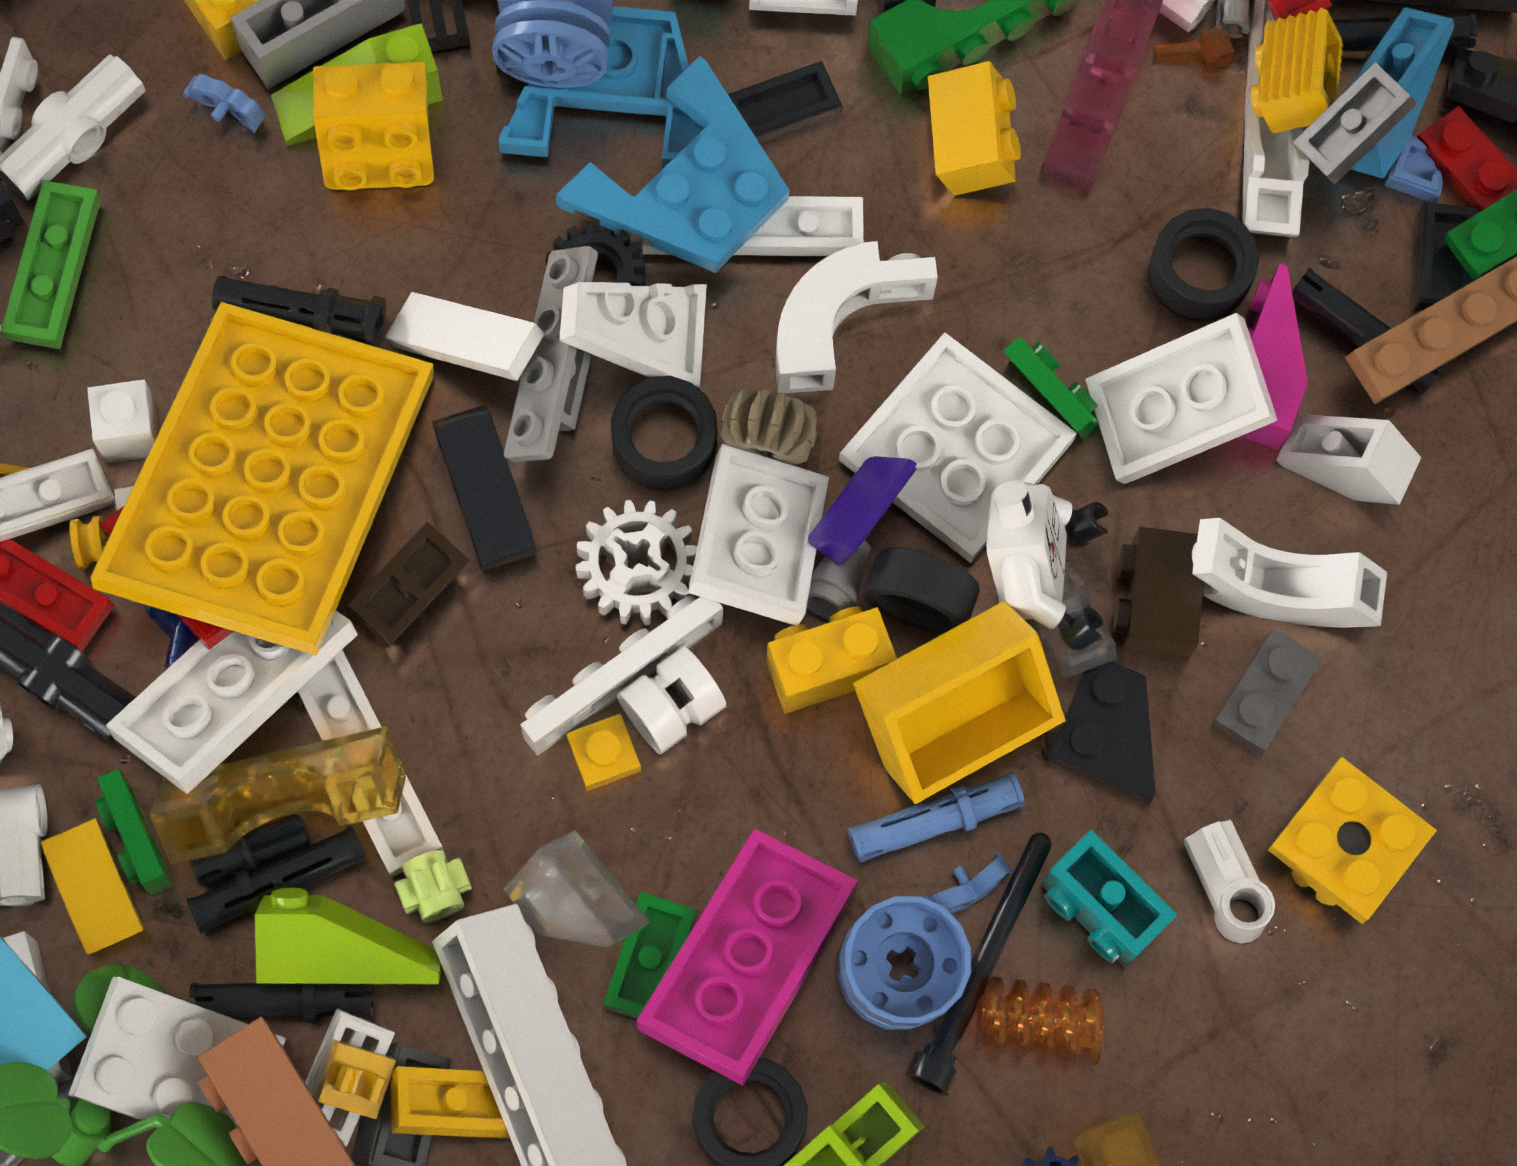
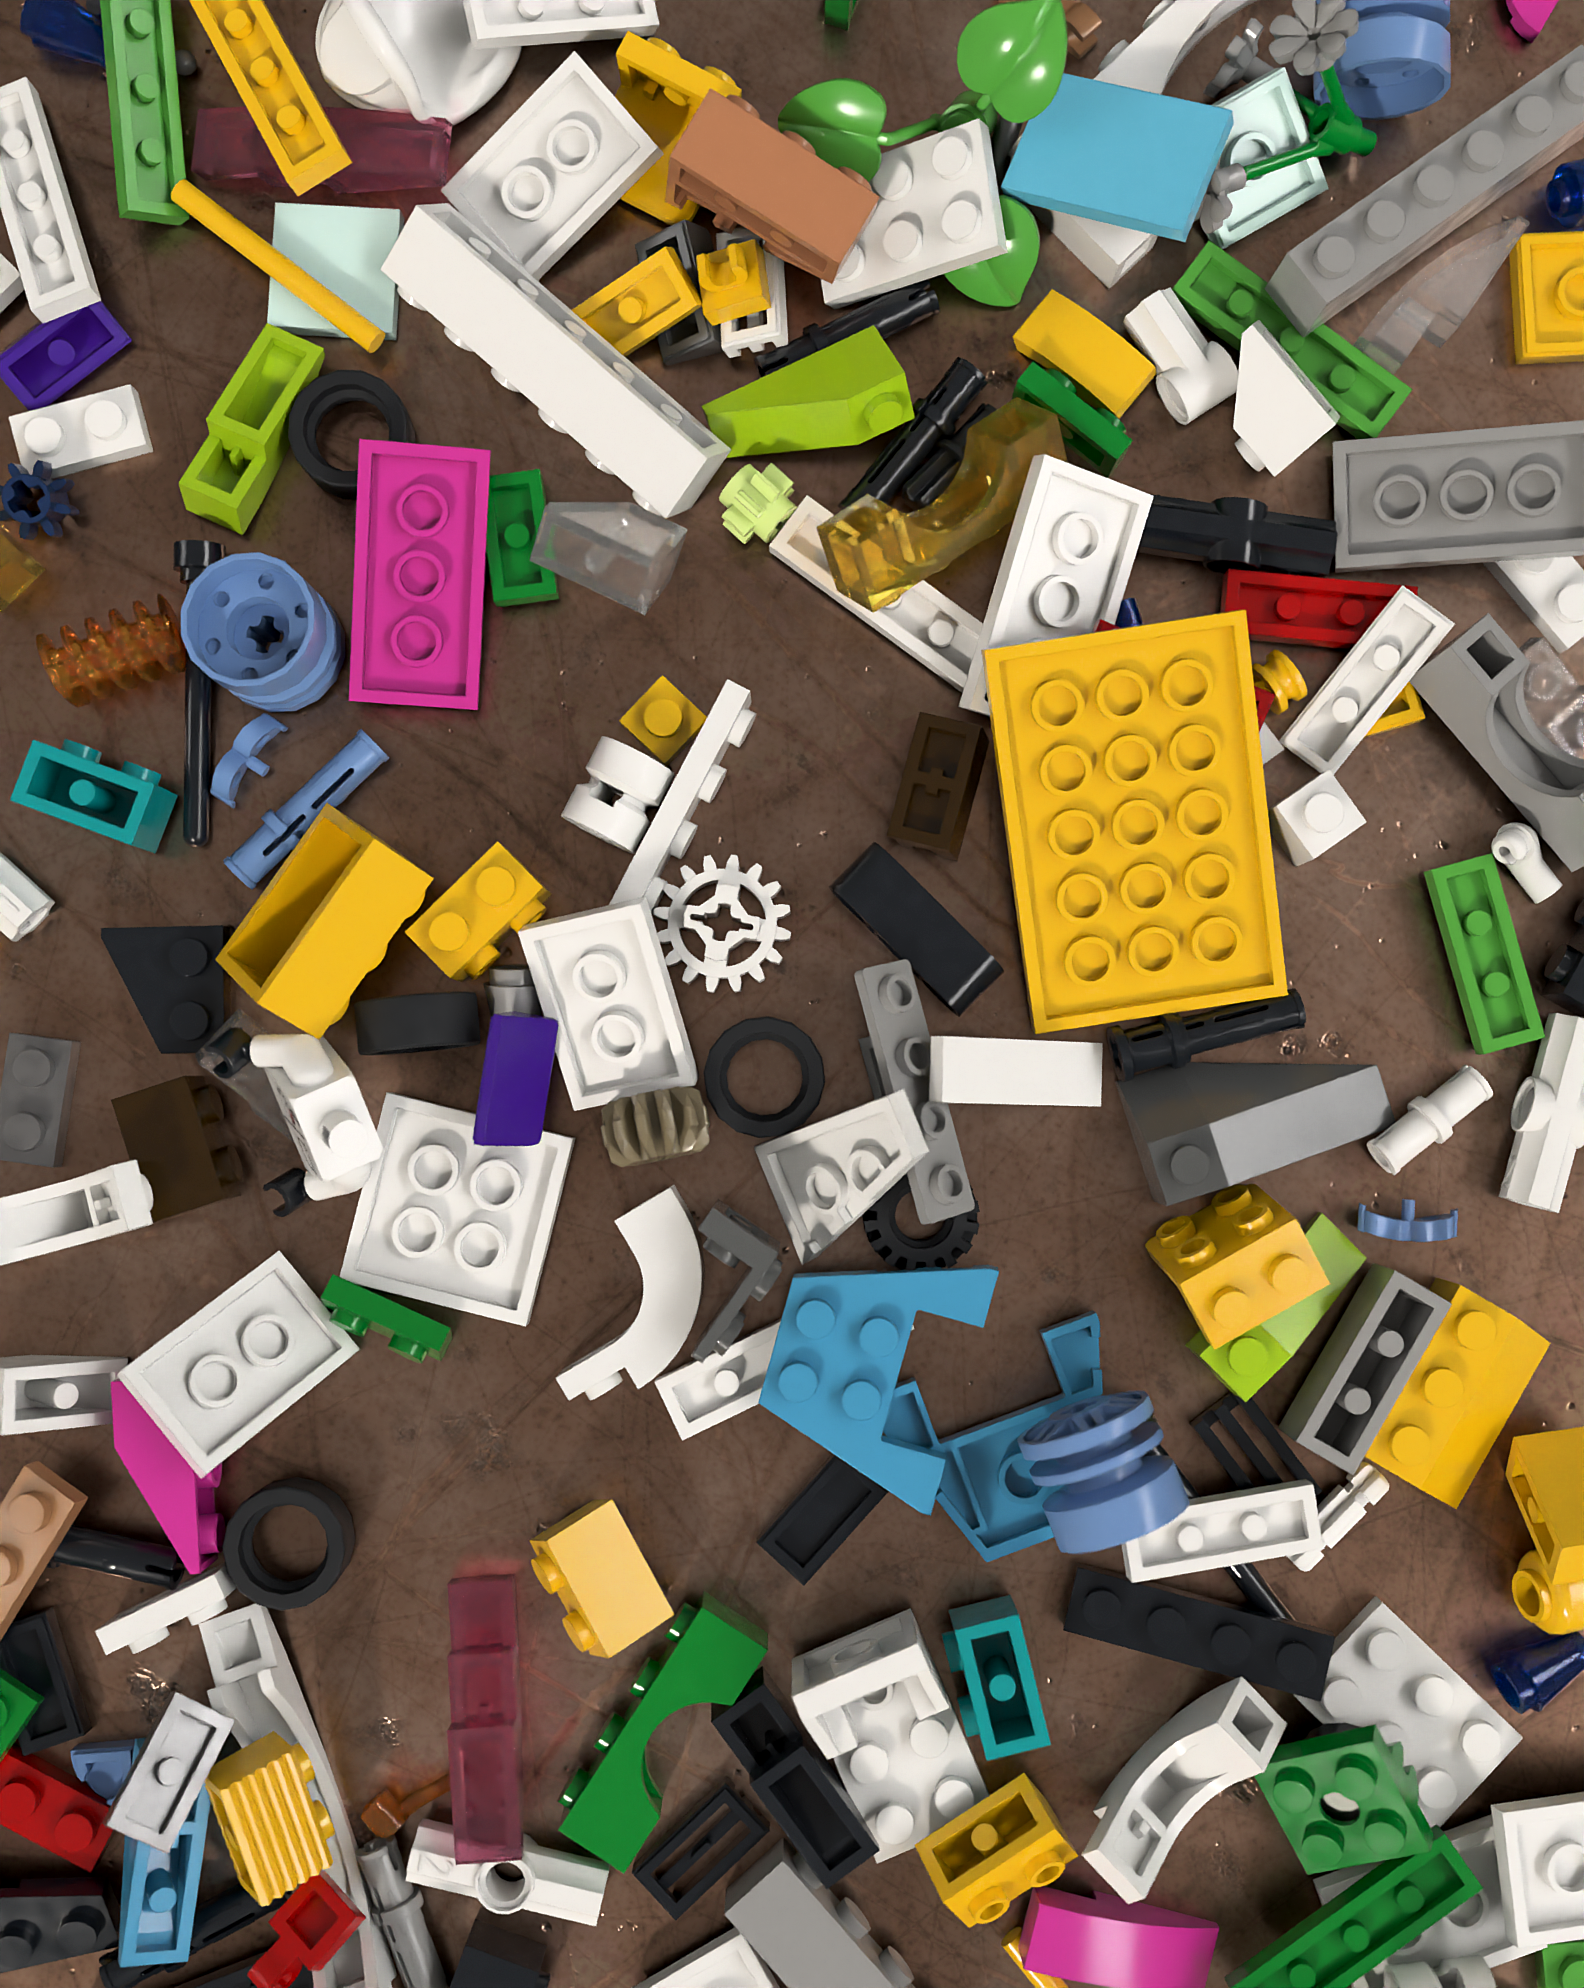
camera: 160 degrees right, 15 degrees up
(165, 166) = (1430, 1119): none -> white pin
(306, 228) = (1239, 1120): none -> dark grey wedge
(752, 277) = (731, 1240): none -> dark grey bracket
(1332, 258) = (147, 1621): none -> white plate

